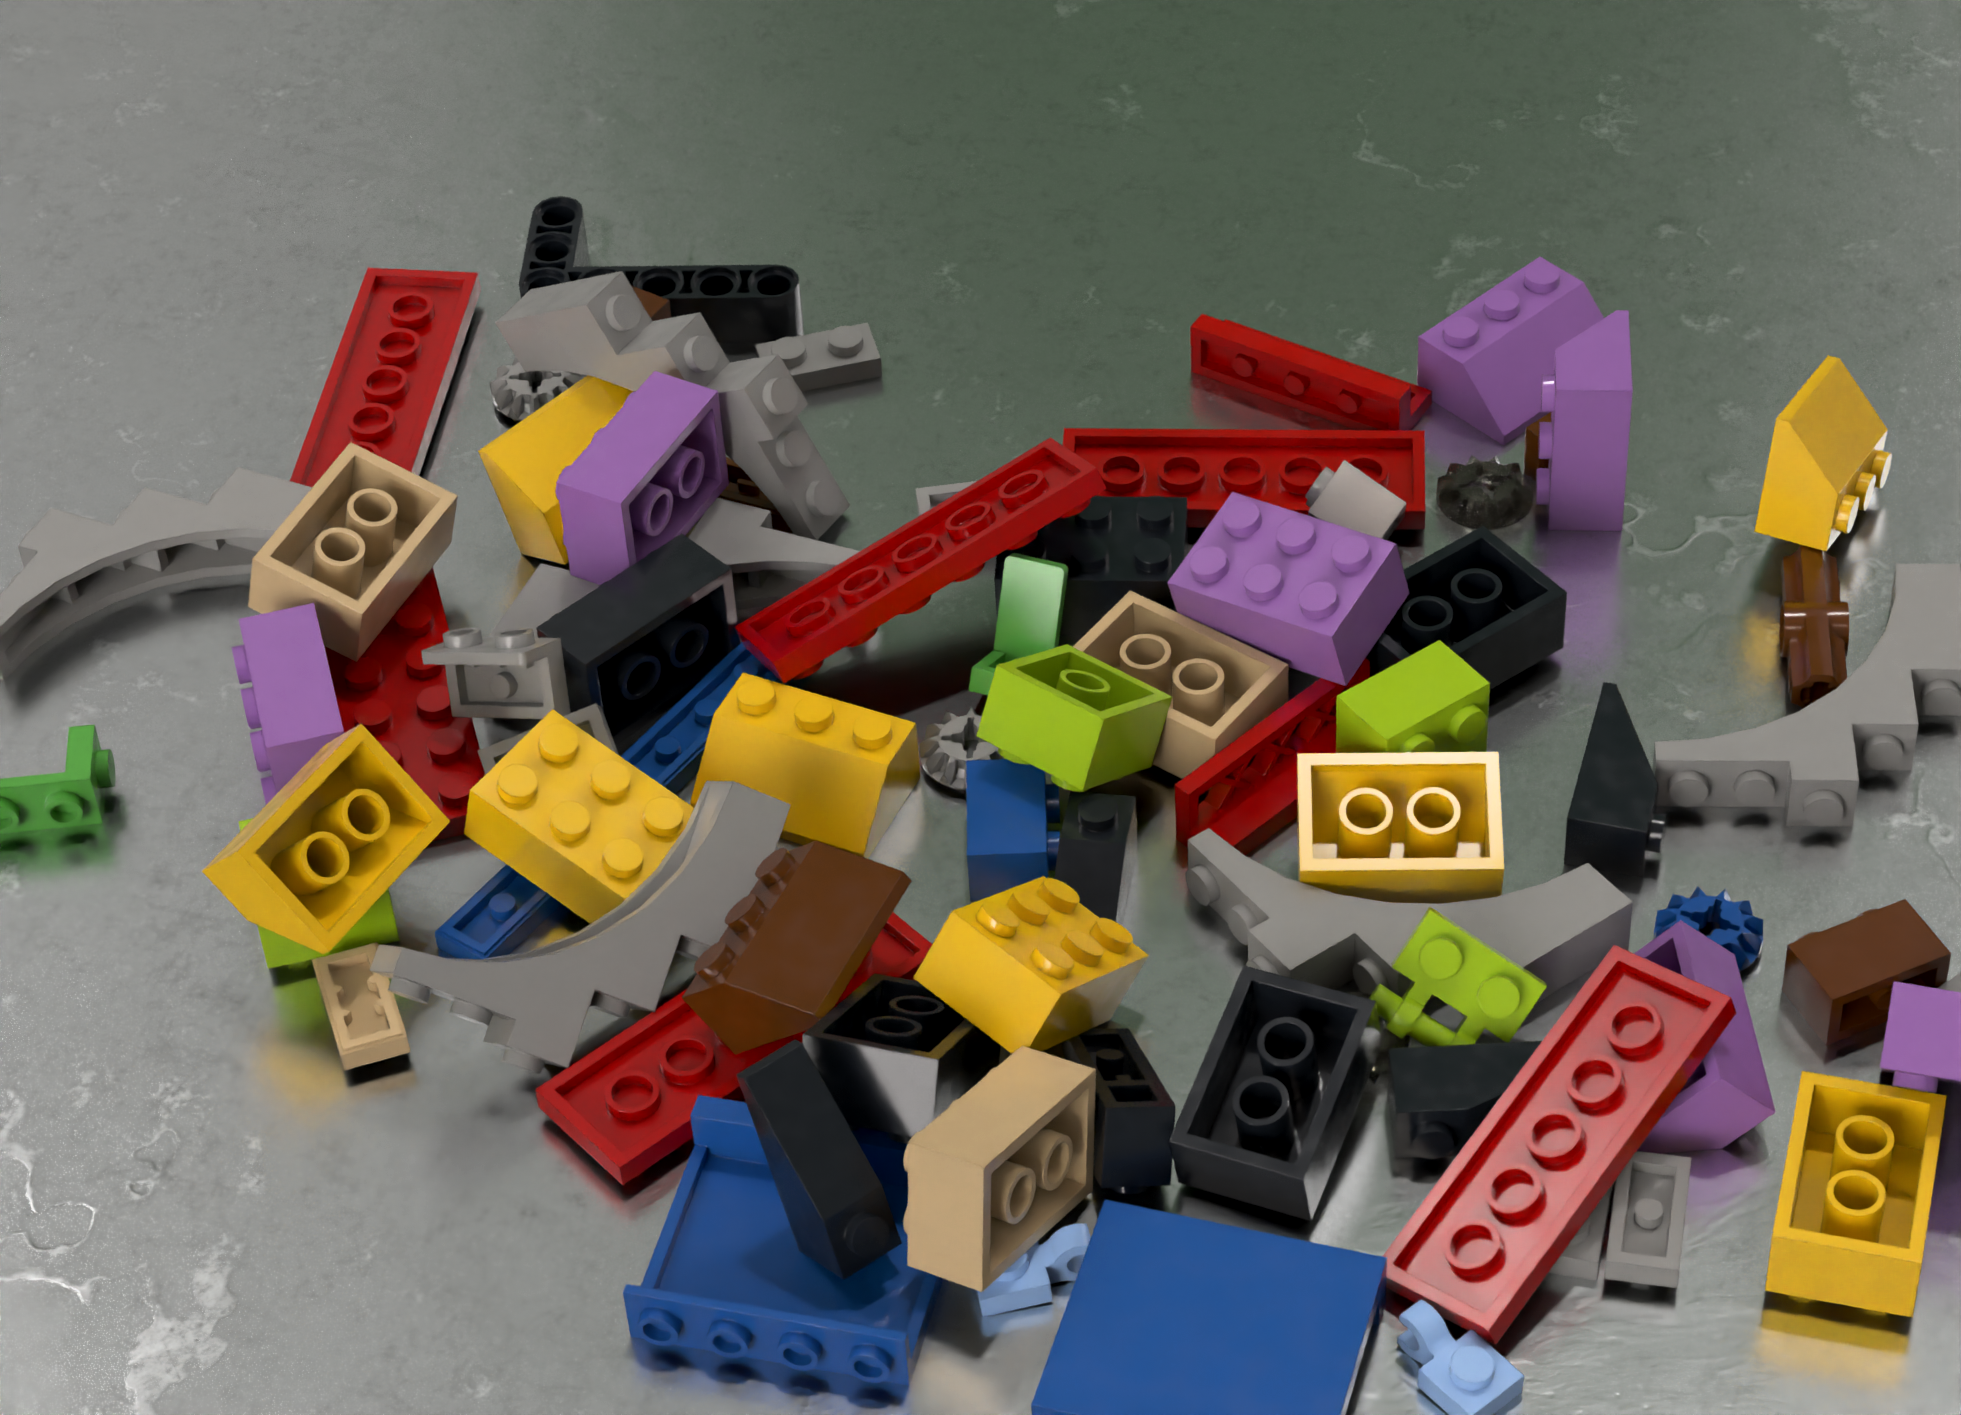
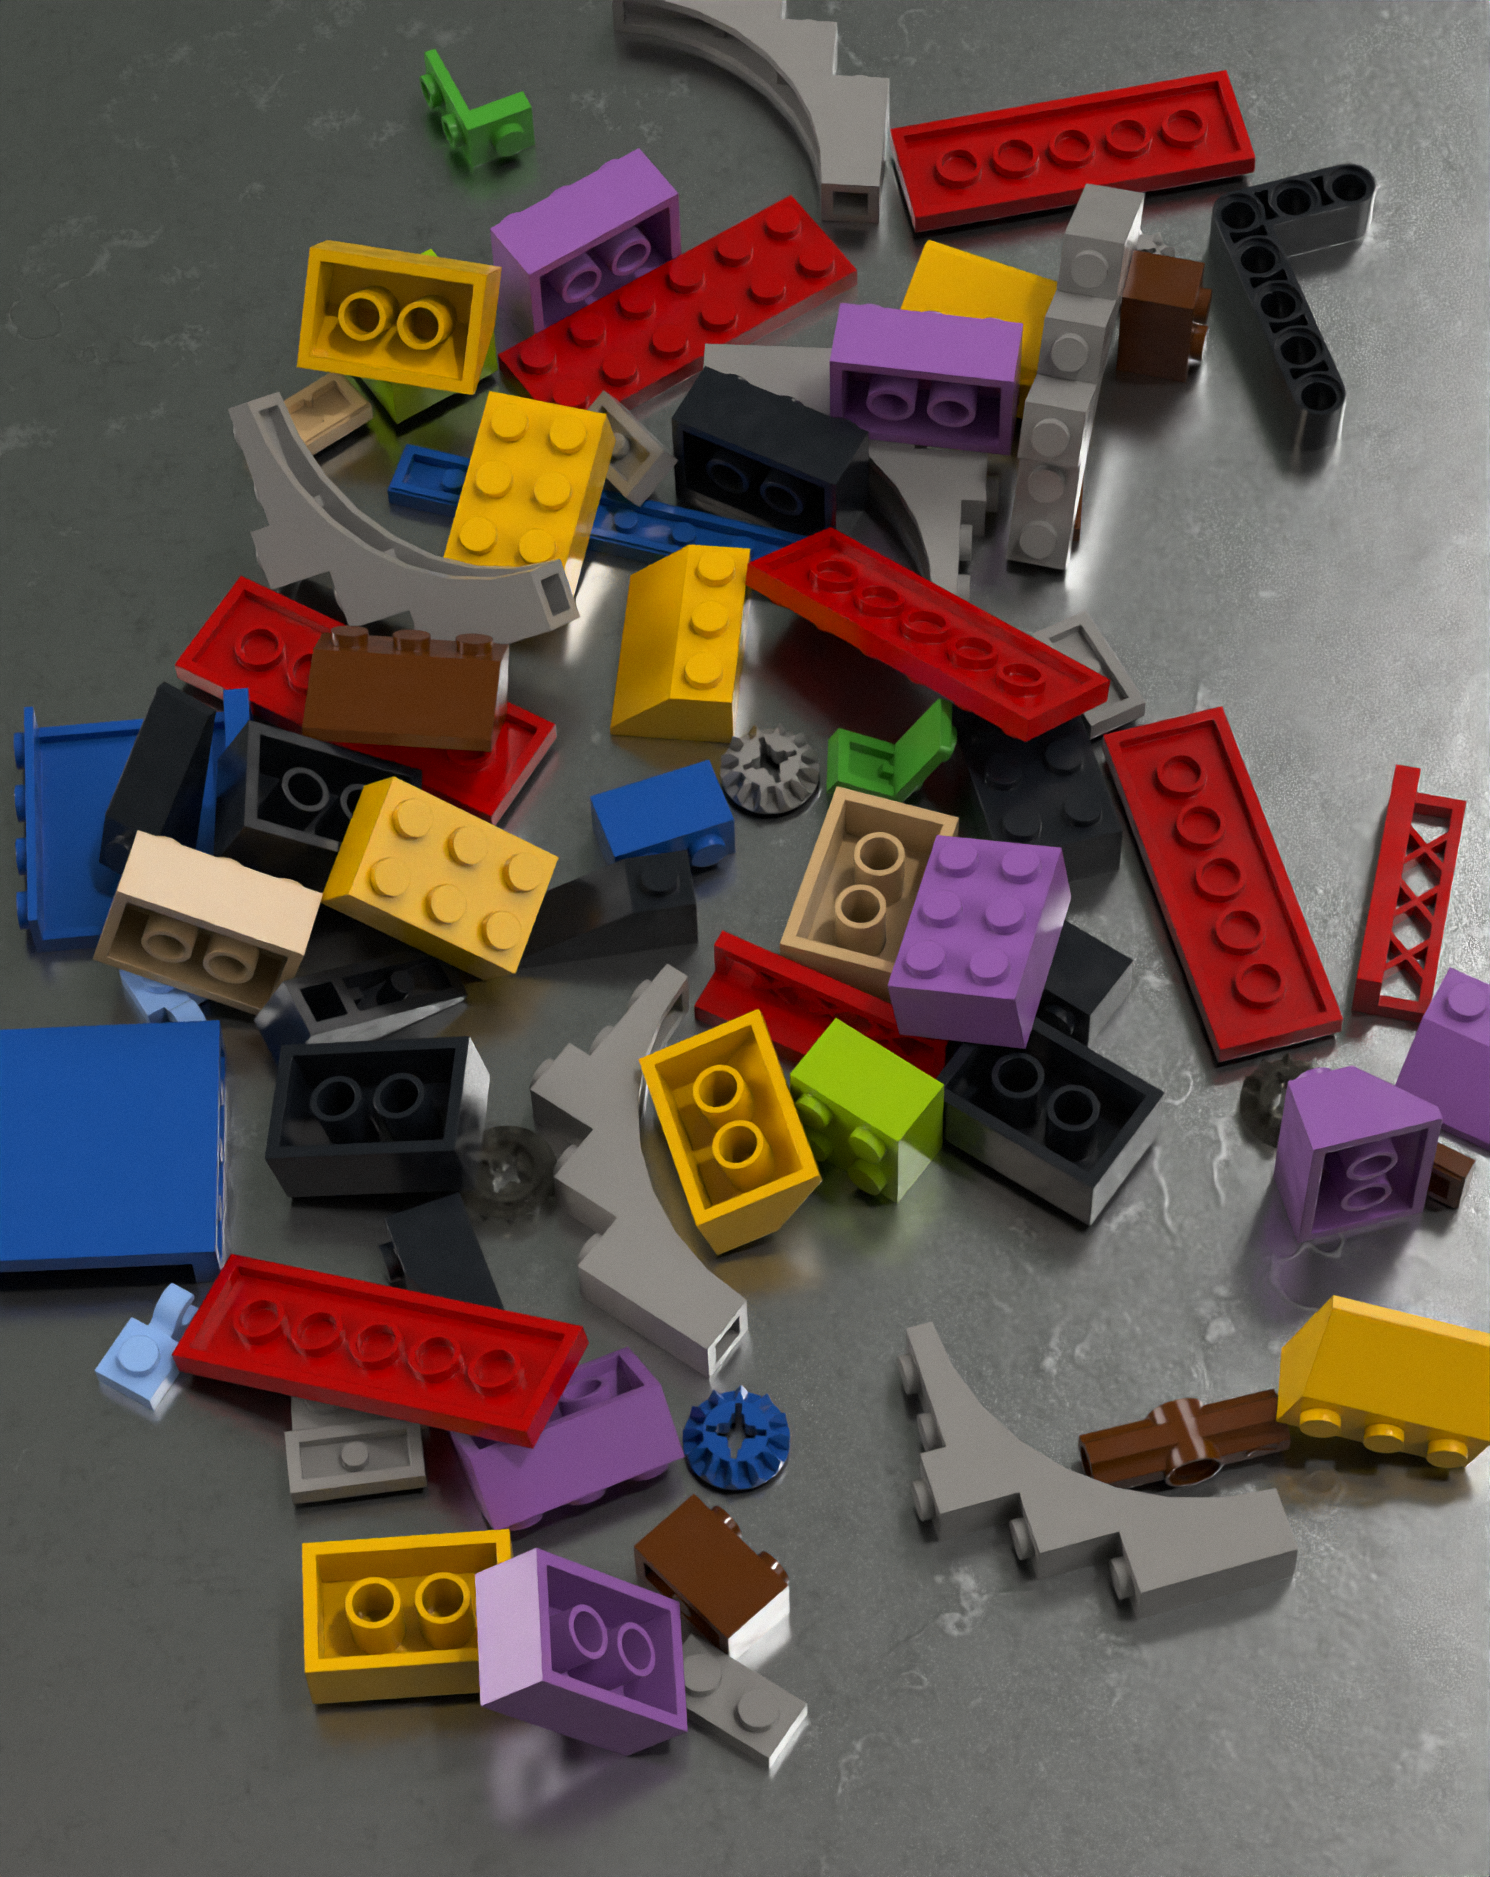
camera: 70 degrees right, 15 degrees up
(354, 548) = (778, 199): tan brick -> none
(502, 673) = (665, 358): light grey bracket -> none
(827, 356) = (1265, 476): light grey plate -> none
(1073, 717) = (754, 818): lime brick -> none
(1355, 502) = (1150, 977): light grey brick -> none
(1465, 975) = (557, 1231): lime plate -> none
(1615, 796) = (863, 1311): black slope -> none

